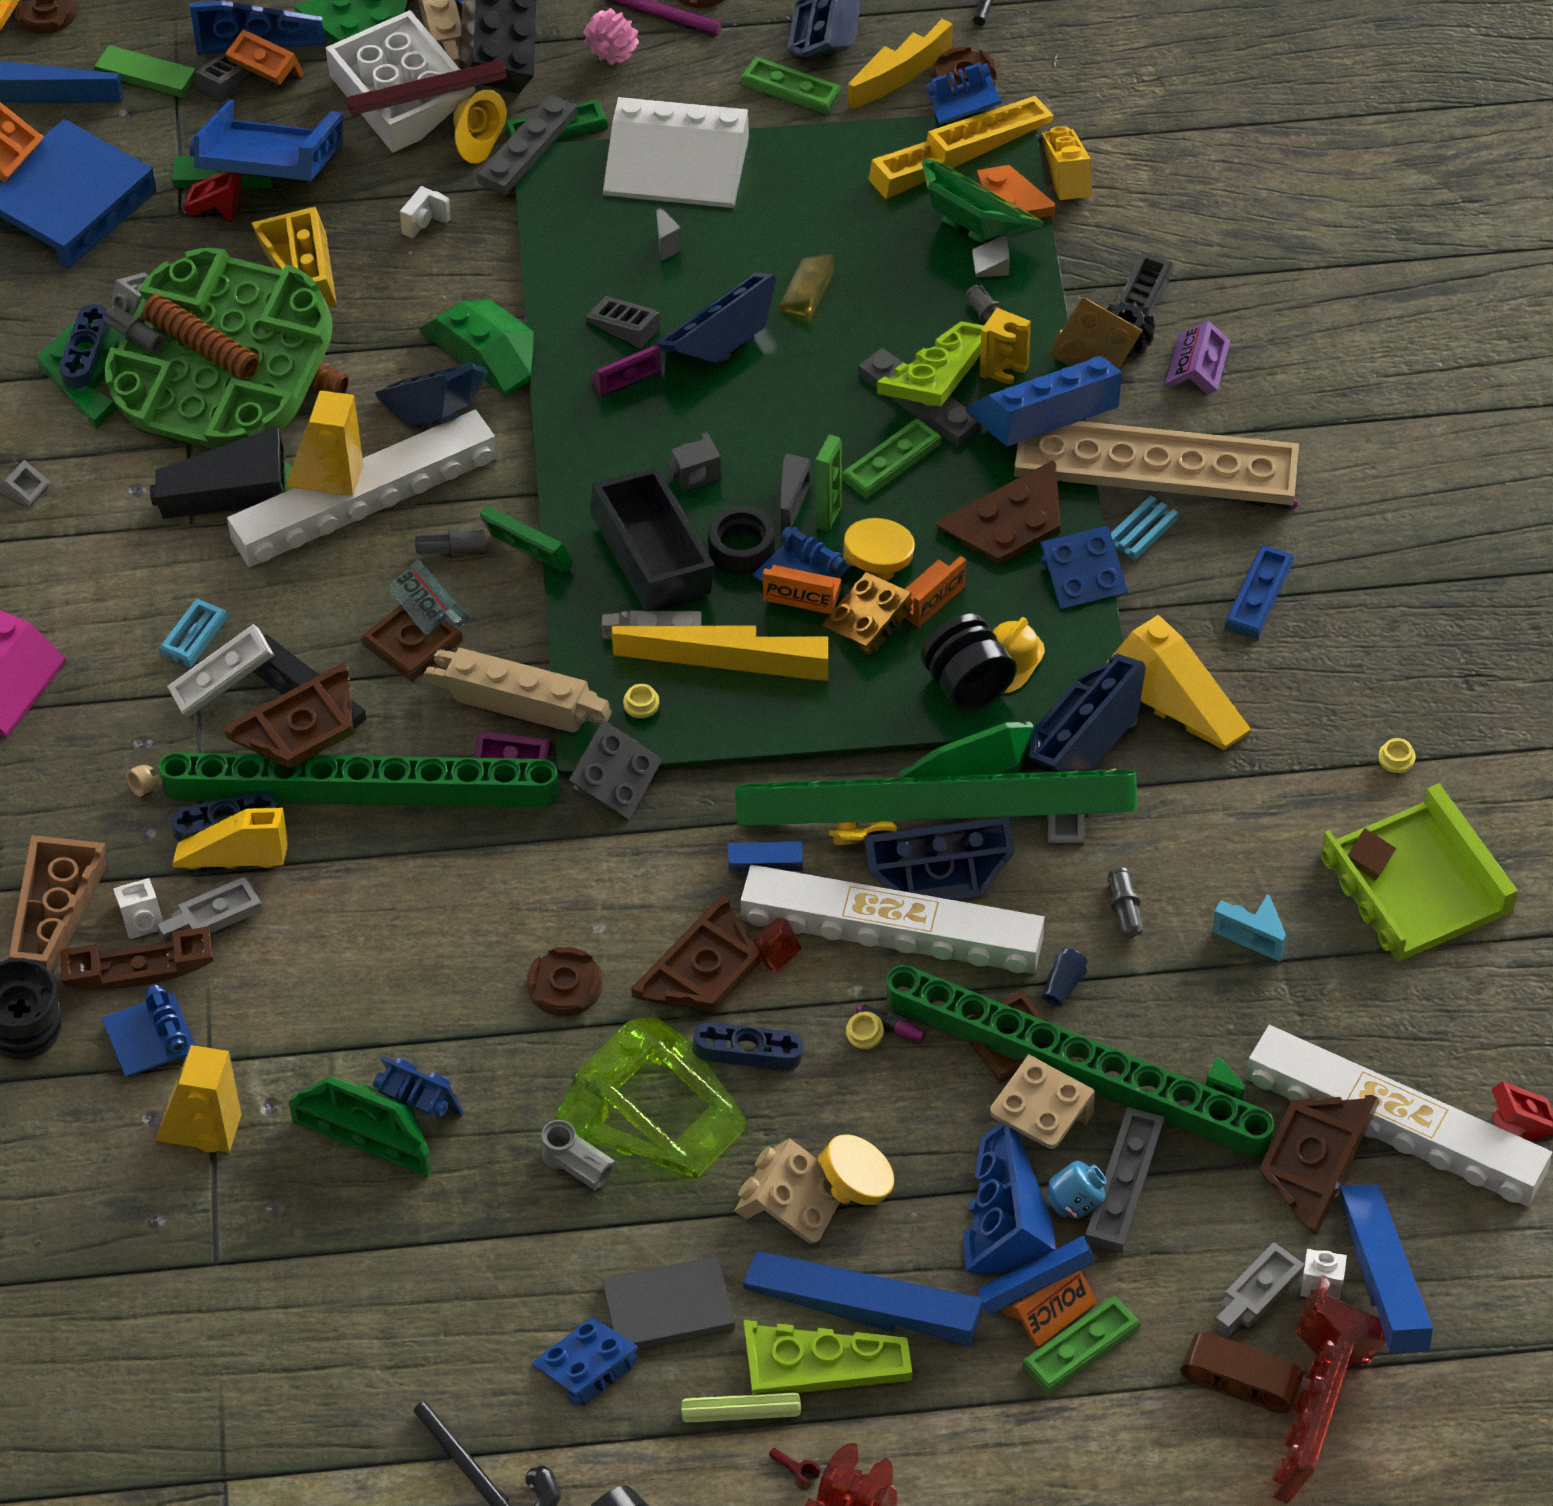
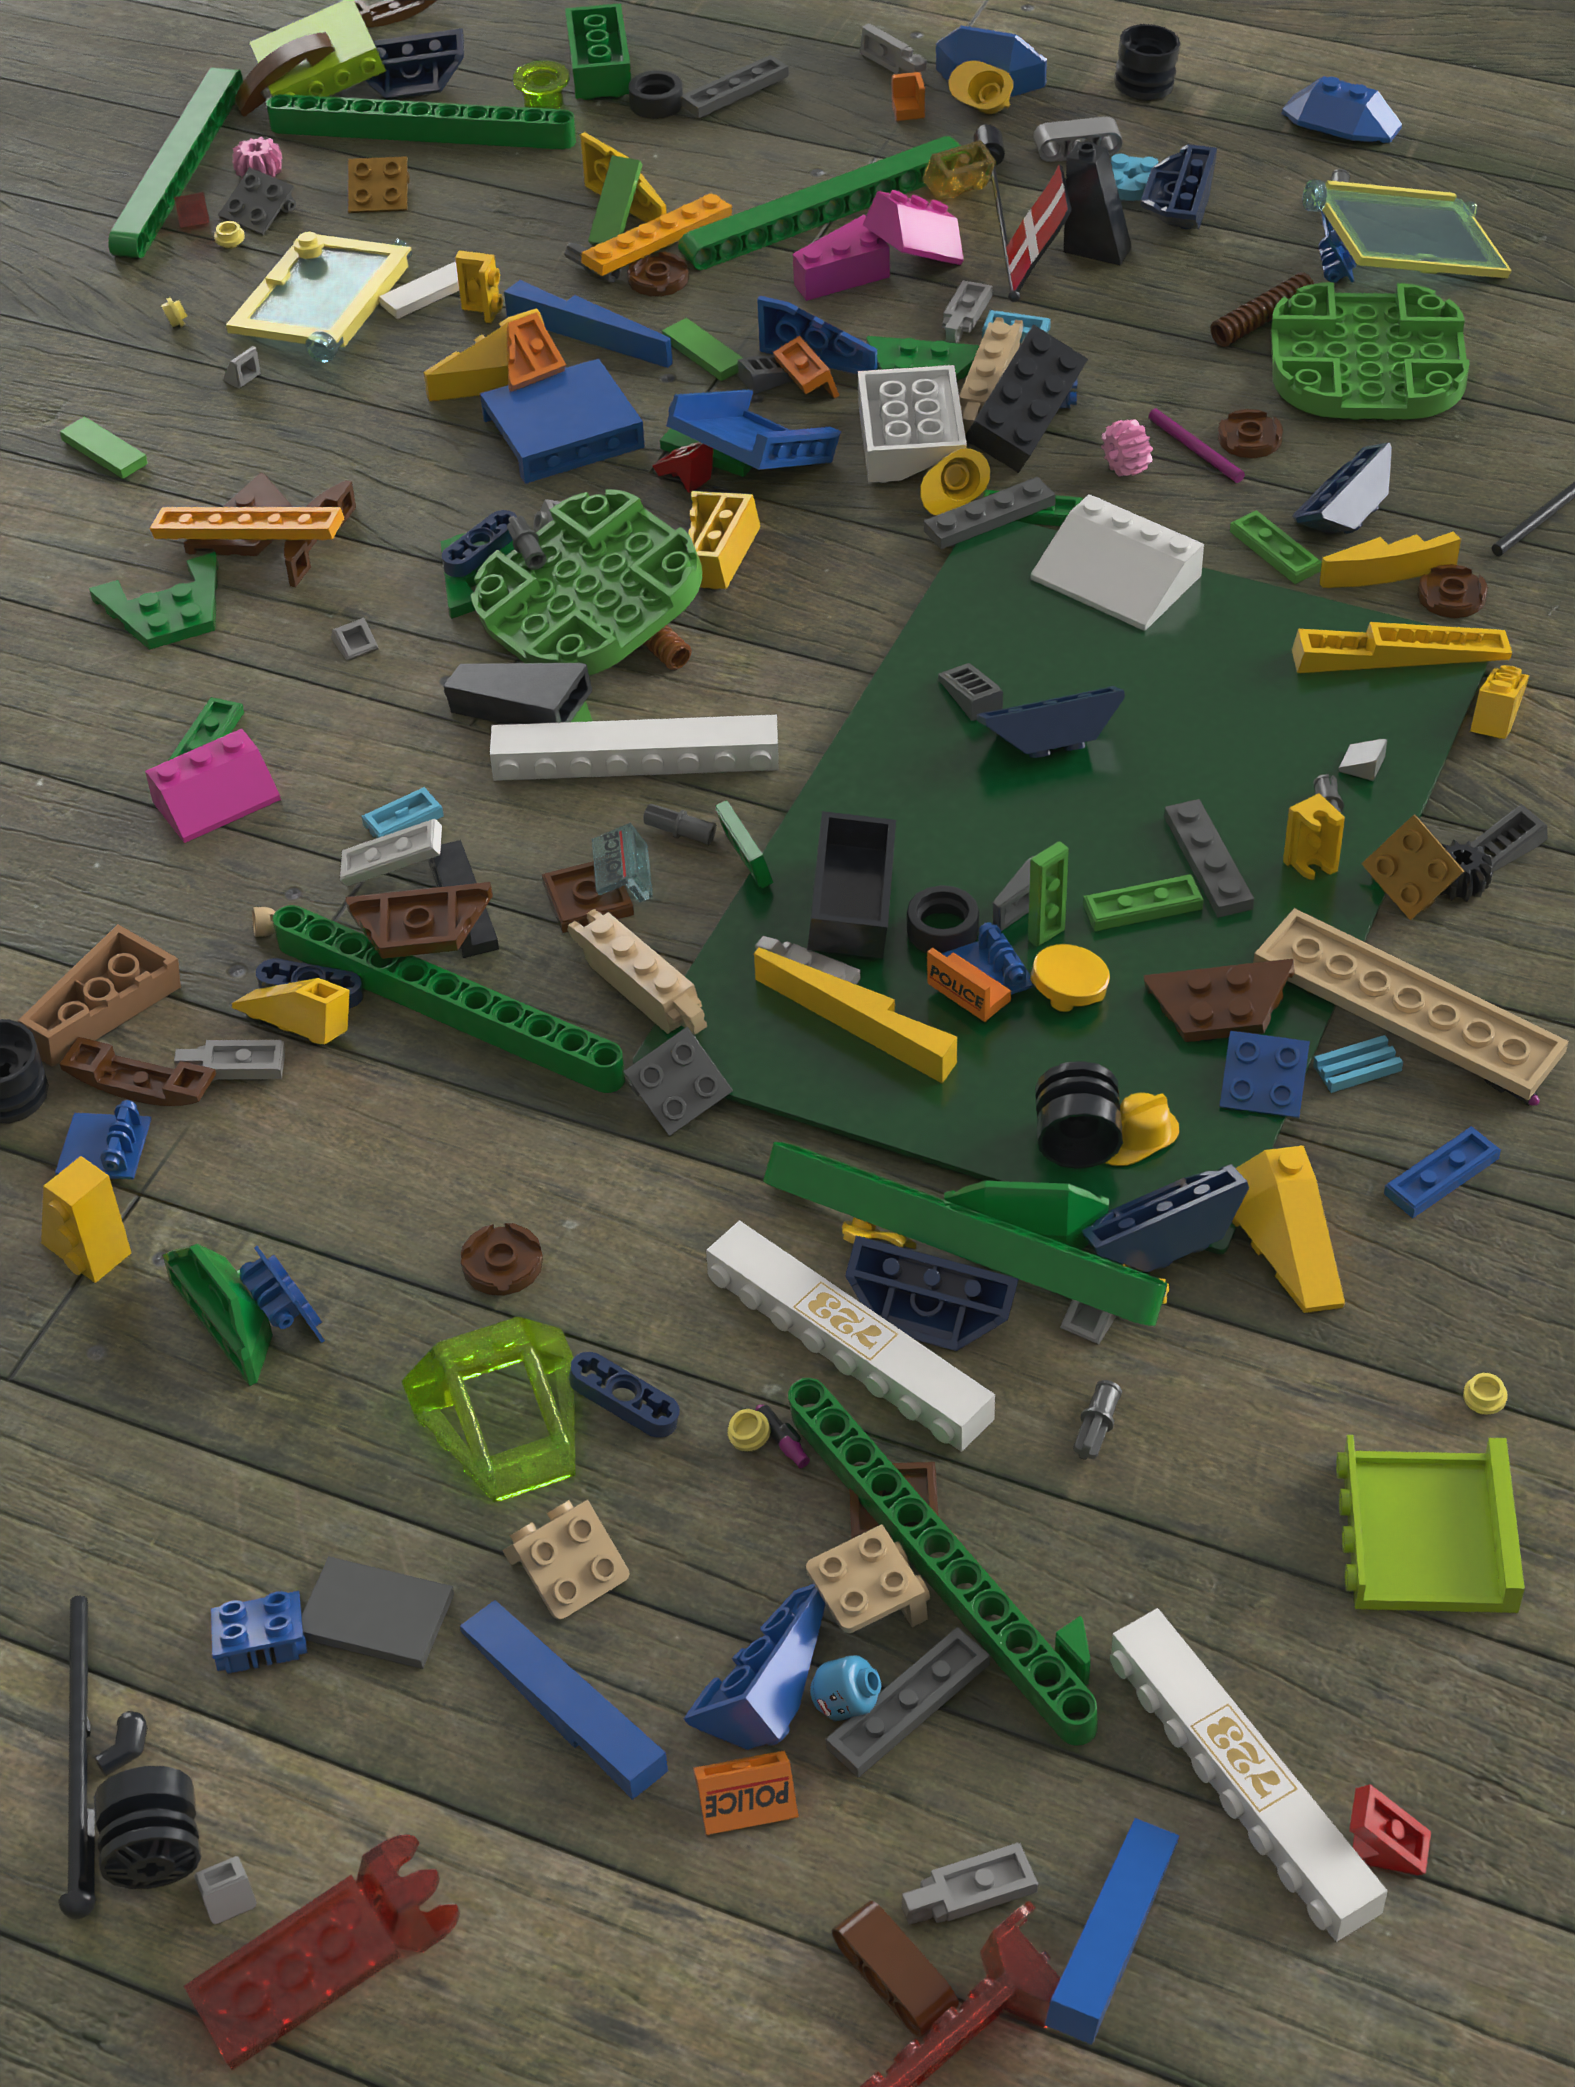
camera: 30 degrees right, 5 degrees down
(138, 908) = (173, 1029): white bracket -> none
(200, 337) = (572, 565): dark orange piece -> none
(330, 447) = (605, 690): yellow wedge -> none
(421, 208) = (856, 535): white bracket -> none
(426, 87) = (919, 429): dark red axle -> none
(434, 395) = (750, 686): dark blue wedge -> none
(487, 337) = (832, 663): green wedge -> none
(511, 746) = (606, 1025): magenta slope -> none
(576, 1156) = (387, 1425): light grey piece -> none
(627, 370) = (942, 732): magenta slope -> none
(641, 701) = (747, 1028): light yellow plate -> none
(668, 235) = (1058, 630): light grey slope -> none
(695, 463) = (945, 836): dark grey brick -> none
(702, 962) = (638, 1296): reddish brown wing -> none
(741, 1407) = (369, 1750): yellowish green axle -> none
(774, 855) = (765, 1220): blue slope -> none
(777, 944) = (719, 1309): clear red tile -> none
(797, 1468) = (377, 1833): dark red hand -> none
(808, 285) = (1168, 720): clear yellow slope -> none
(809, 1361) = (465, 1734): lime wing -> none
(856, 1170) = (638, 1564): tile -> none
(868, 611) = (1012, 1030): pearl gold hinge -> none
(935, 589) = (1097, 1037): orange panel -> none
(936, 369) = (1231, 836): lime wing -> none
(963, 99) = (1442, 610): blue hinge -> none
(974, 206) = (1370, 700): green wedge -> none
(1016, 189) = (1422, 711): orange wing -> none
(1036, 1275) = (741, 1756): blue tile -> none
(1049, 401) = (1326, 902): blue slope -> none
(1064, 974) = (983, 1465): dark blue cone -> none
(1081, 1344) = (751, 1854): bright green tile -> none
(1199, 356) = (1522, 925): medium lavender panel -> none
(1255, 931) = (1214, 1506): medium azure slope -> none
(1315, 1152) = (1124, 1768): reddish brown wing -> none
(1323, 1263) = (1053, 1902): white bracket -> none
(1370, 854) = (1387, 1481): reddish brown tile -> none

